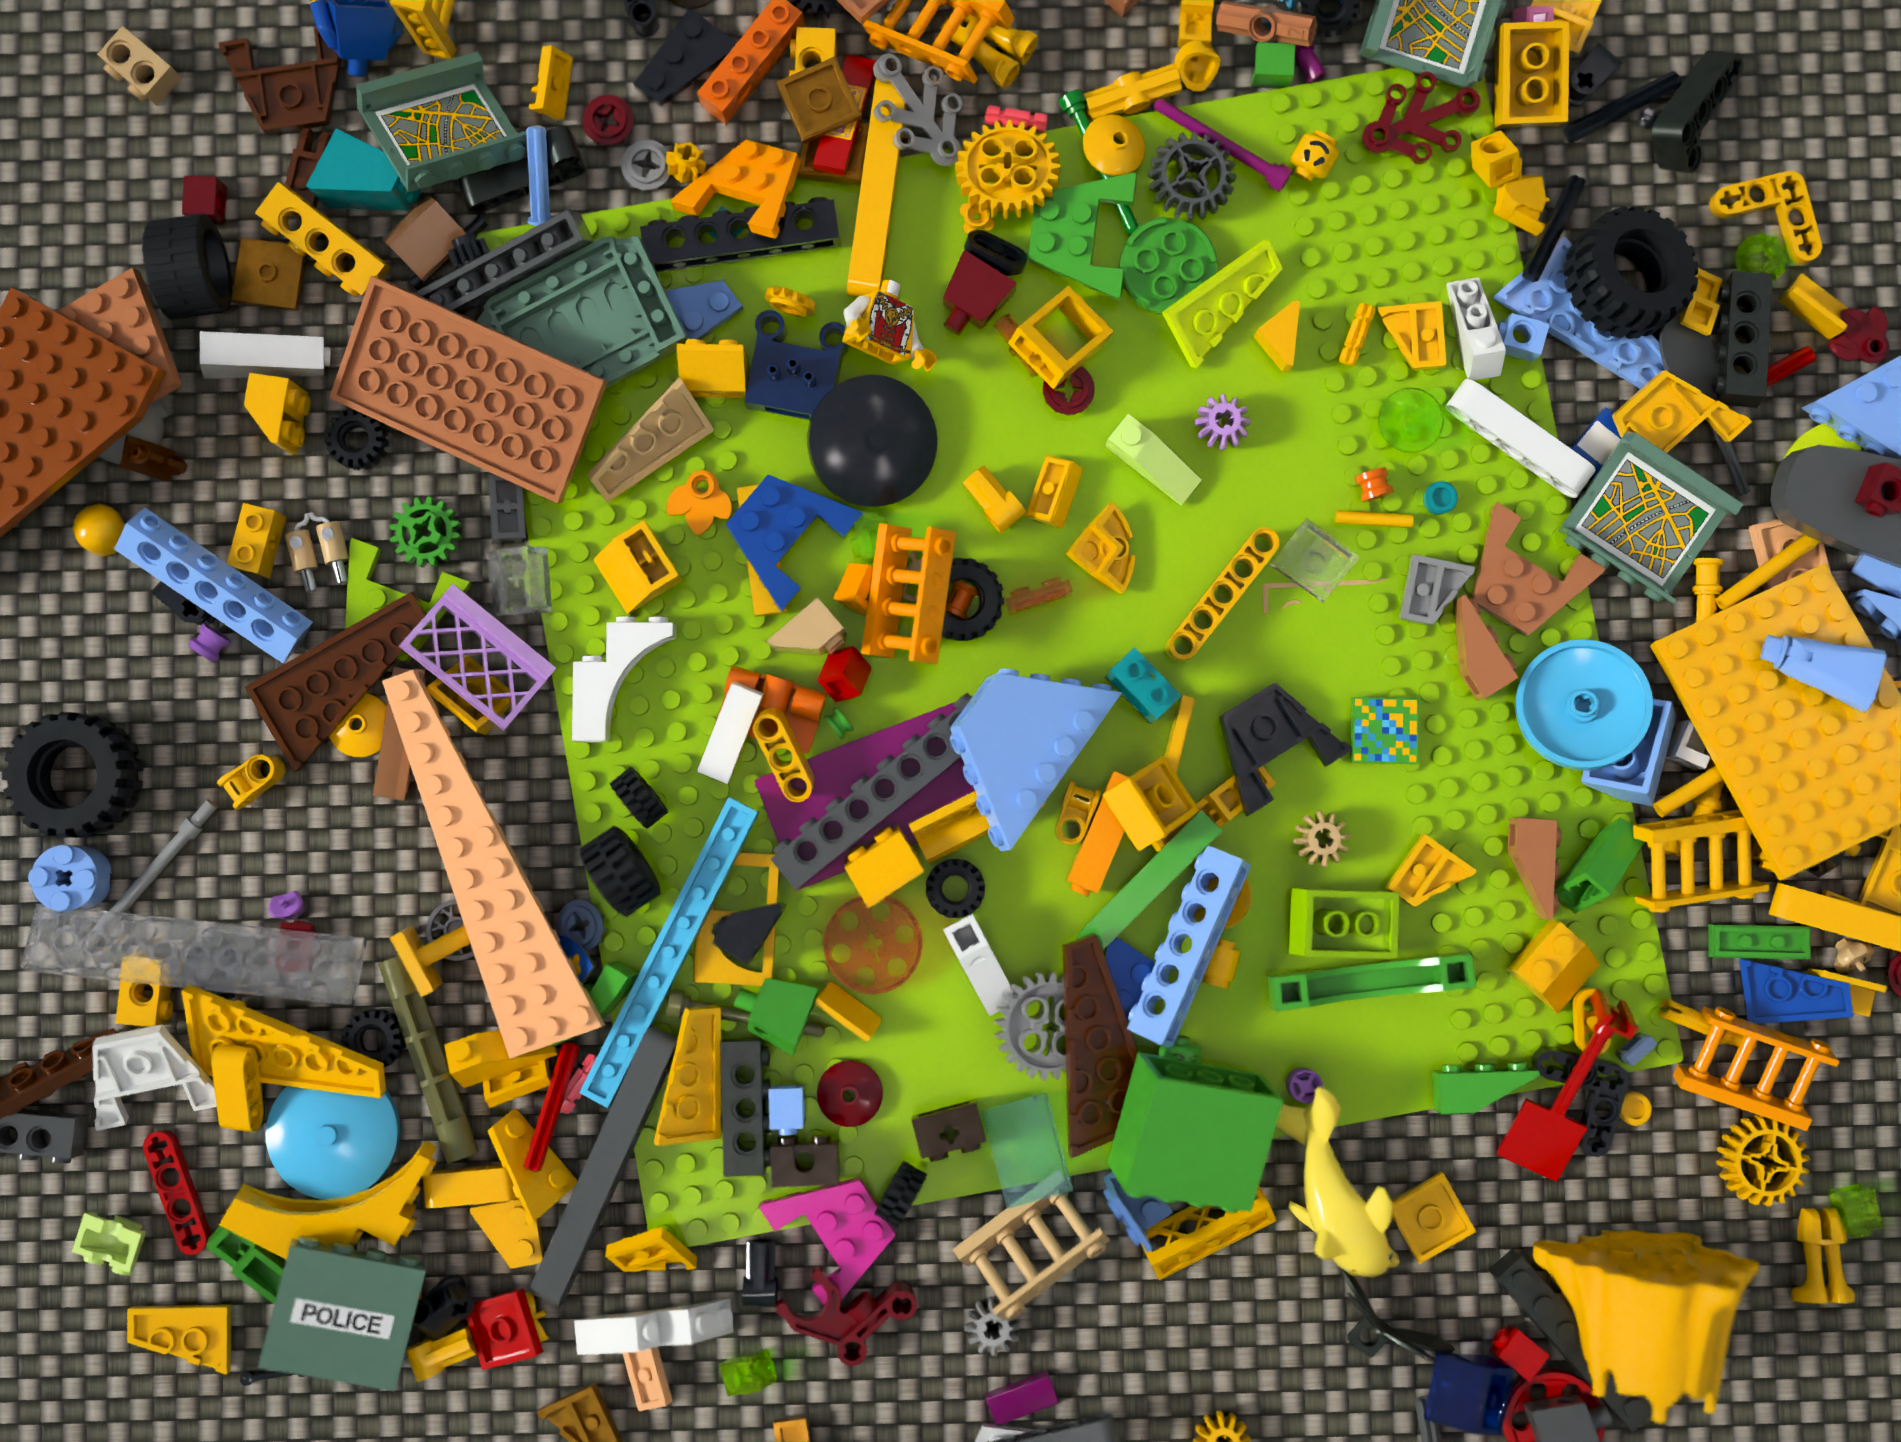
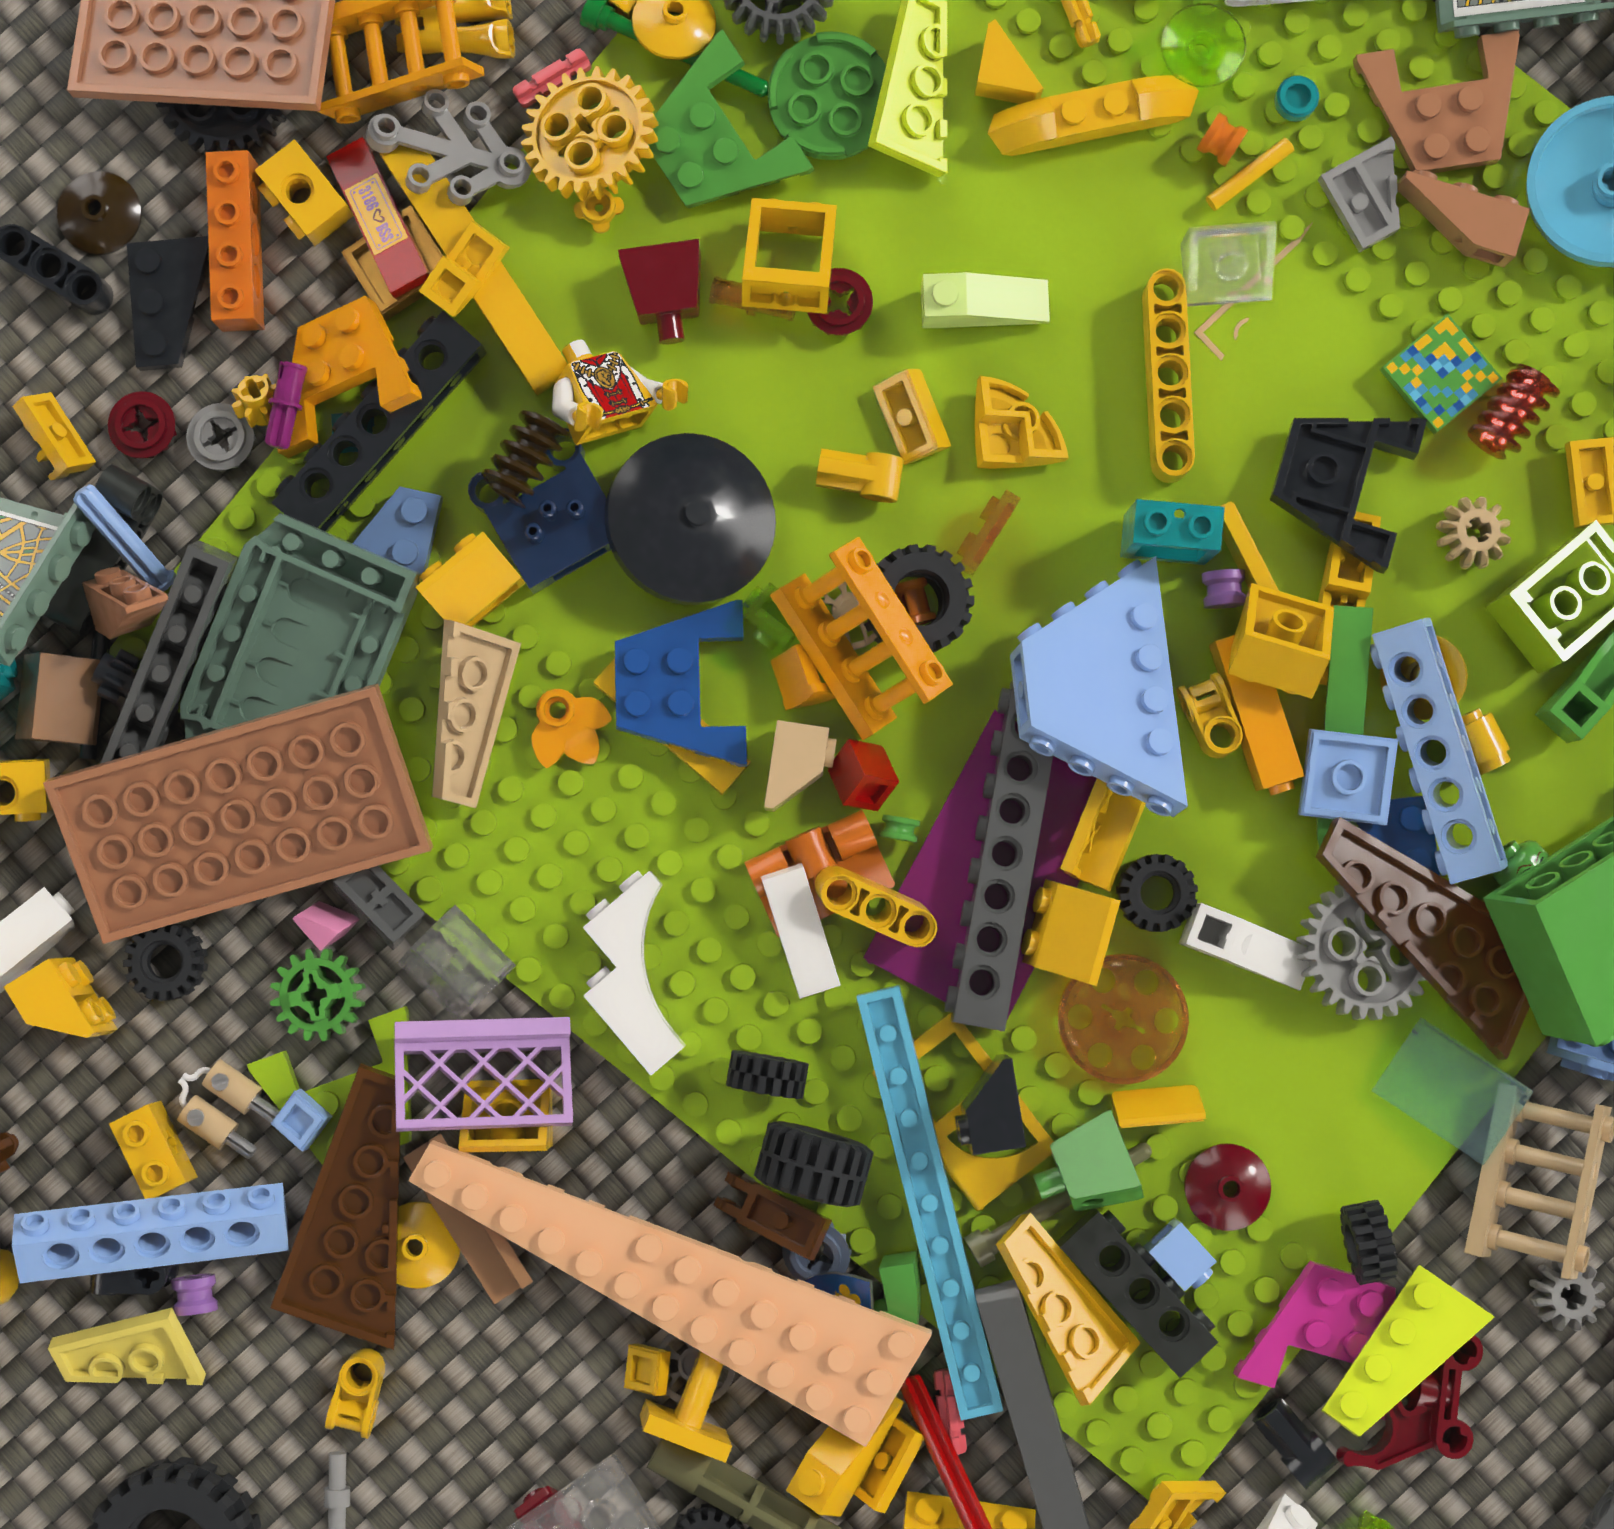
camera: 40 degrees left, 0 degrees up
(150, 644) = (135, 1347): none -> light yellow wing
(287, 906) = (503, 1490): medium lavender piece -> none
(354, 595) = (301, 1120): none -> light blue tile
(427, 908) = (647, 1369): none -> yellow tile
(464, 495) = (325, 924): none -> bright pink slope
(505, 210) = (122, 602): none -> nougat slope
(574, 884) = (776, 1217): none -> reddish brown hinge
(637, 567) = (563, 847): yellow slope -> none
(697, 177) = (285, 404): none -> magenta axle
(787, 1171) = (1270, 1289): dark brown brick -> none
(790, 301) = (478, 452): yellow gear -> none
(805, 322) = (524, 456): none -> dark brown piece
(819, 100) = (341, 223): pearl gold plate -> none
(865, 186) = (464, 270): none -> yellow slope
(875, 1272) = (1408, 1344): none -> neon yellow wing
(931, 1123) = (1339, 1150): dark brown brick -> none
(996, 252) = (650, 226): black plate -> none
(1123, 916) = (1348, 776): none -> light blue tile
(1147, 745) = (1224, 588): none -> medium lavender wheel
(1216, 411) = (1031, 192): lavender gear -> none
(1310, 405) = (1092, 114): none -> yellow brick
(1406, 787) = (1511, 410): none -> clear red piece

